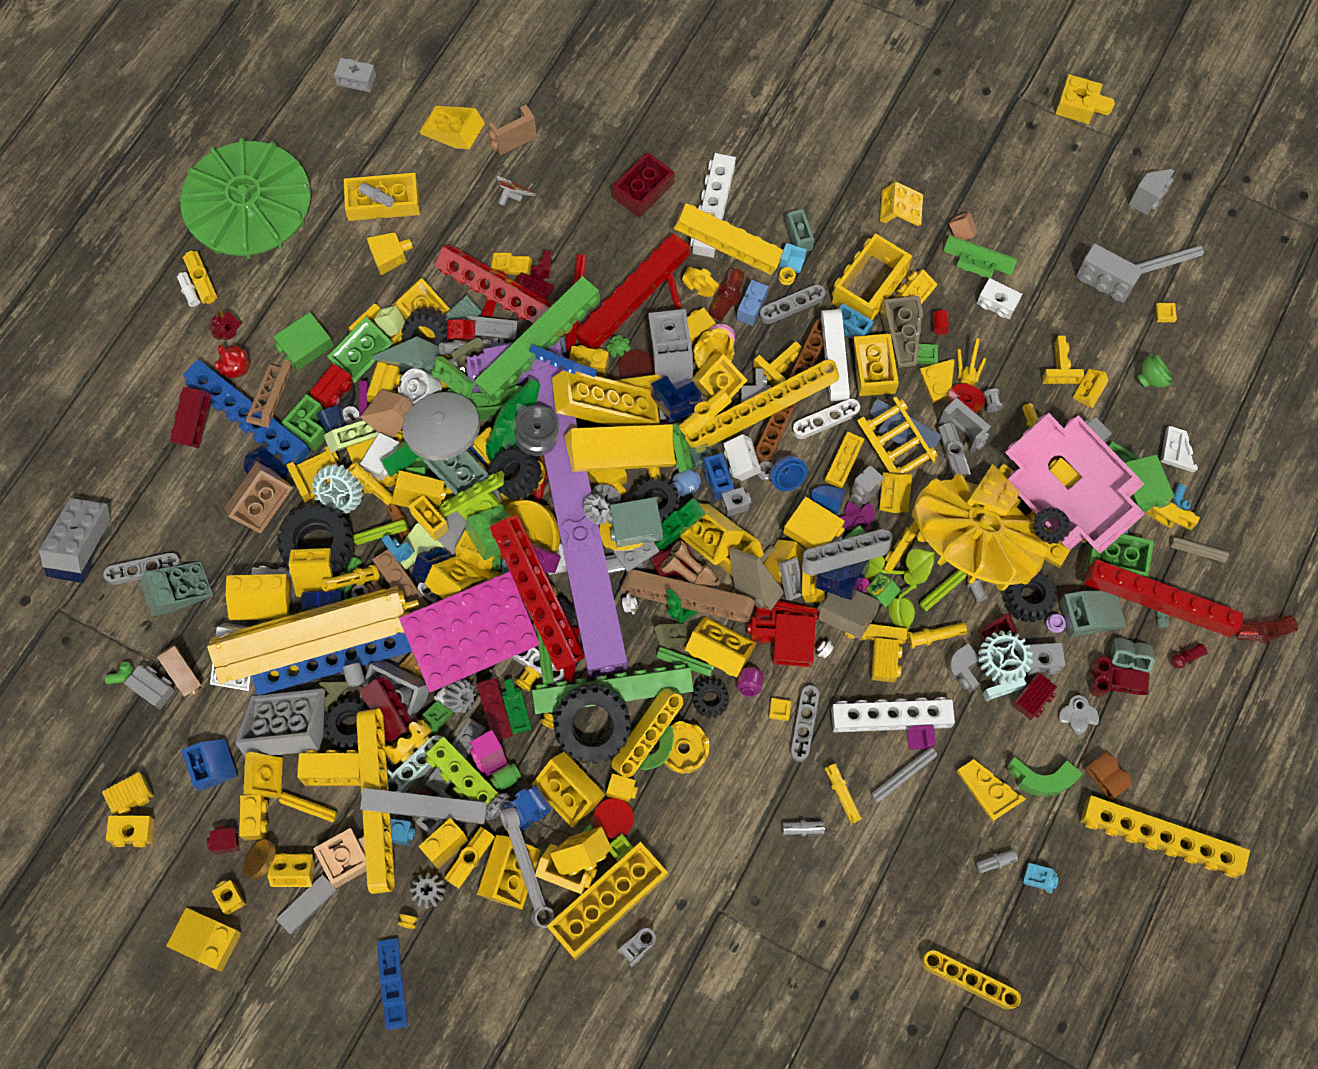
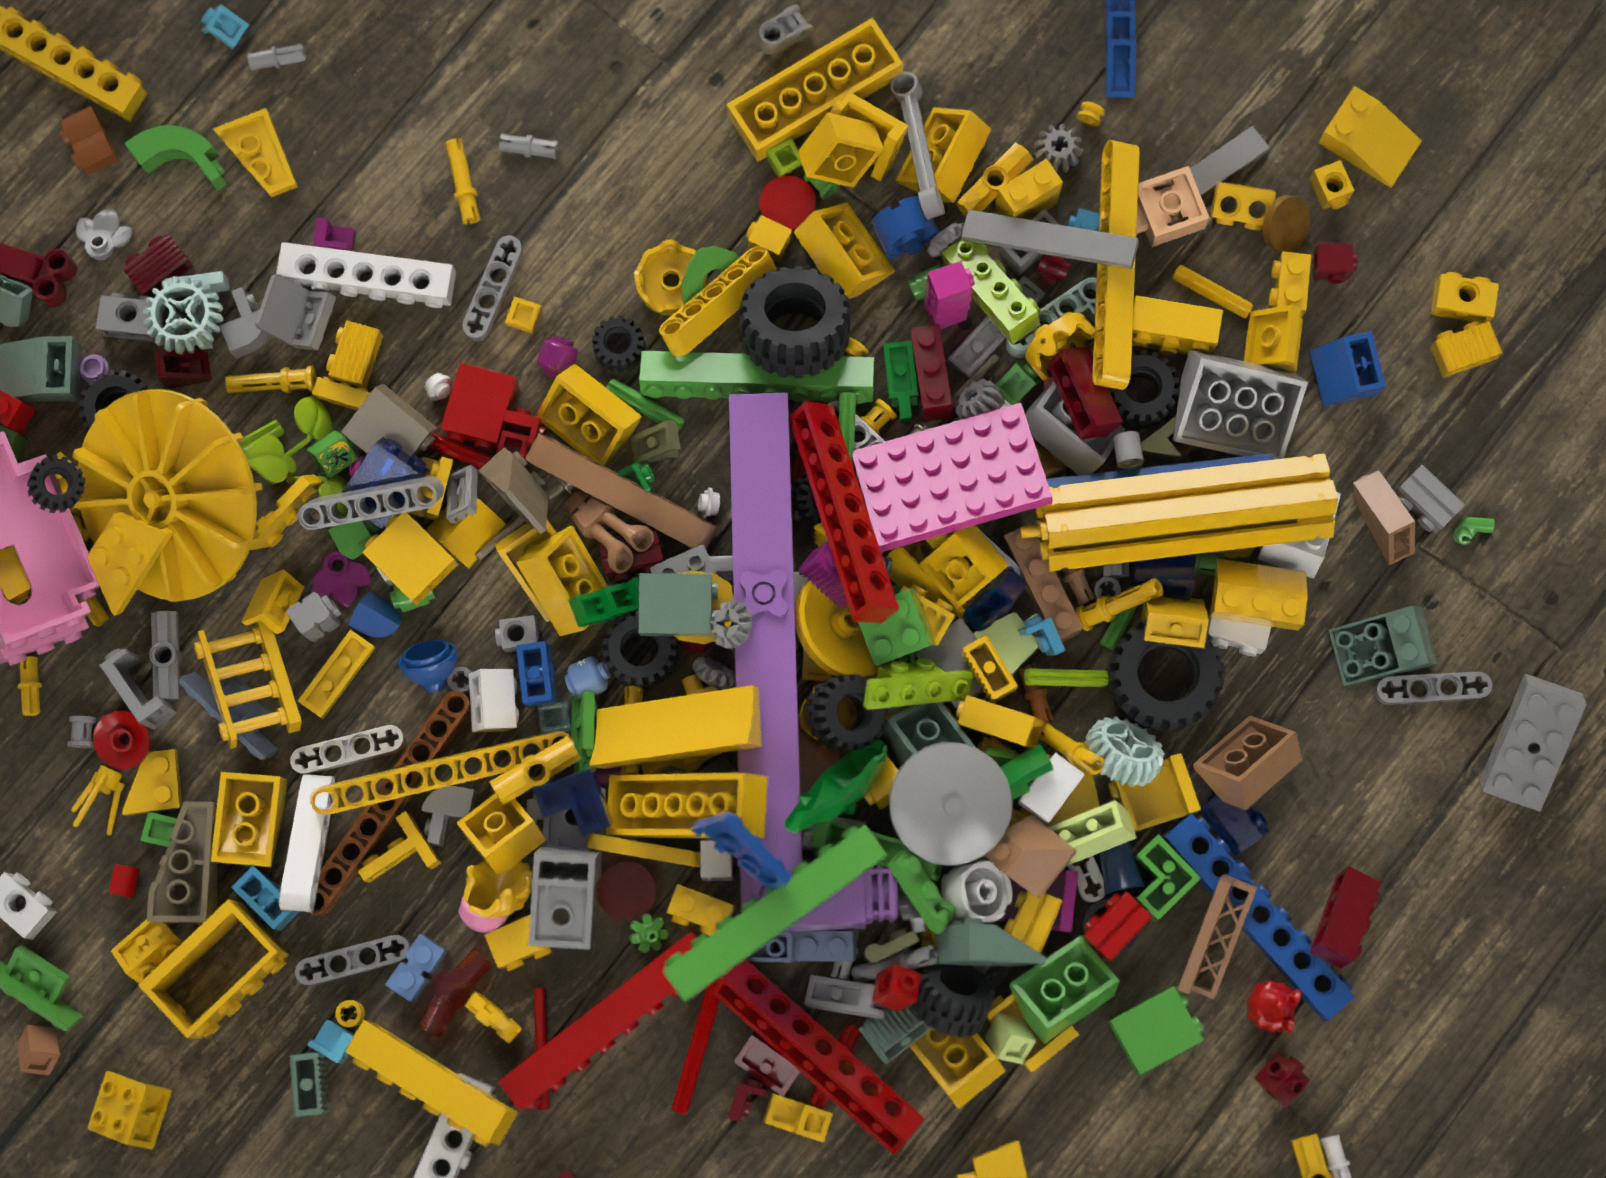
camera: 165 degrees left, 10 degrees up
(536, 430) = (819, 759): flat silver wheel -> none
(904, 774) = (372, 193): light grey axle -> none
(931, 677) = (294, 313): none -> light grey bracket

